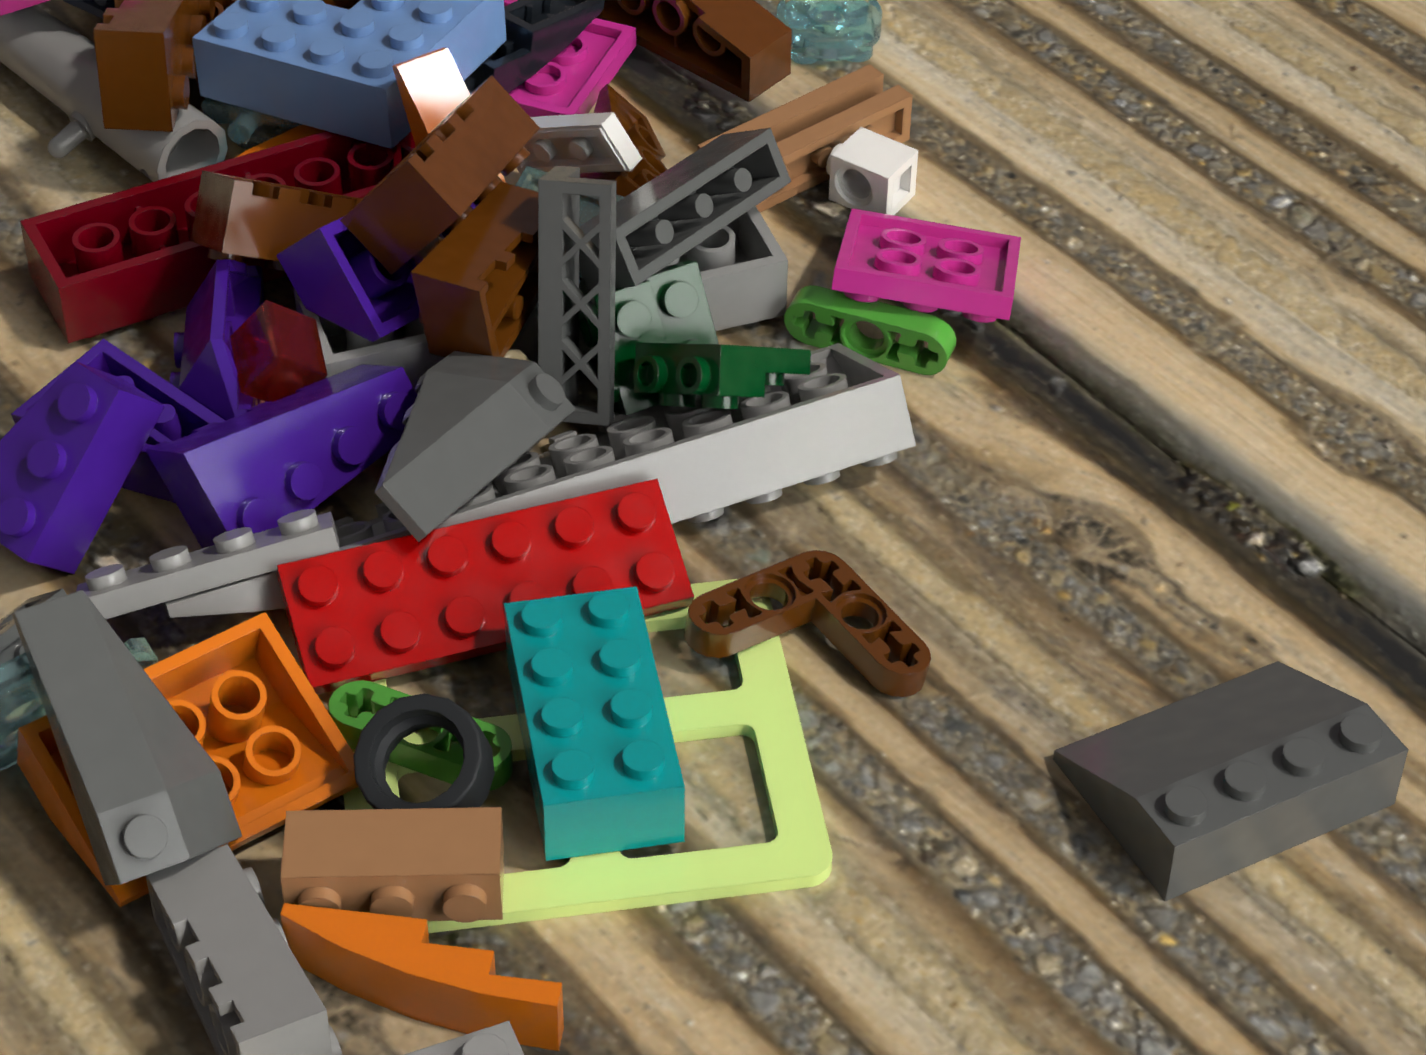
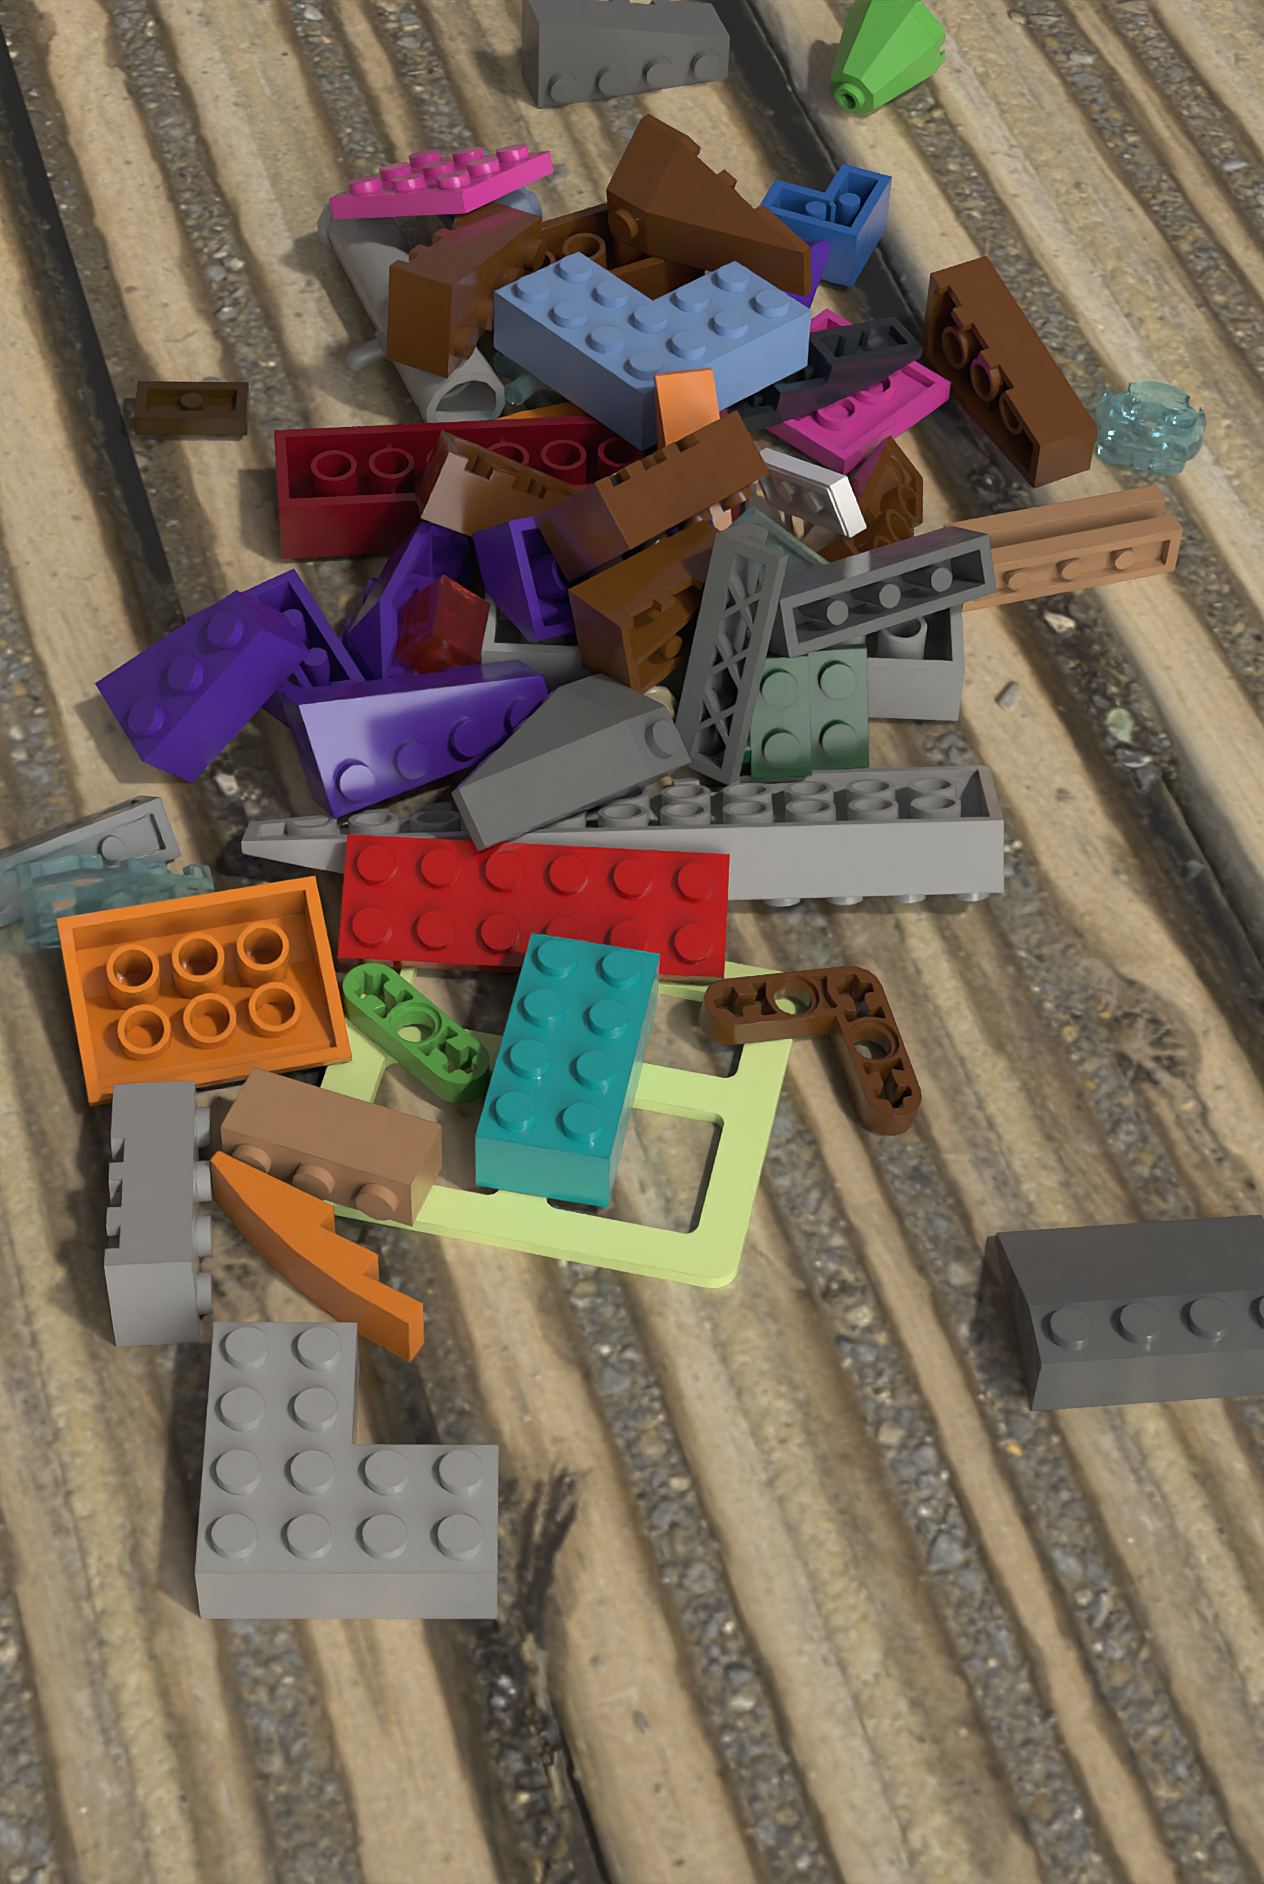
camera: 20 degrees right, 5 degrees up
(129, 757) = (134, 979): dark grey wedge -> none
(234, 557) = (313, 815): light grey plate -> none
(402, 719) = (374, 1022): black tyre -> none
(713, 371) = (837, 763): dark green plate -> none
(872, 173) = (1110, 600): white brick -> none
(913, 326) = (1059, 778): bright green beam -> none
(927, 265) = (1110, 711): dark pink plate -> none

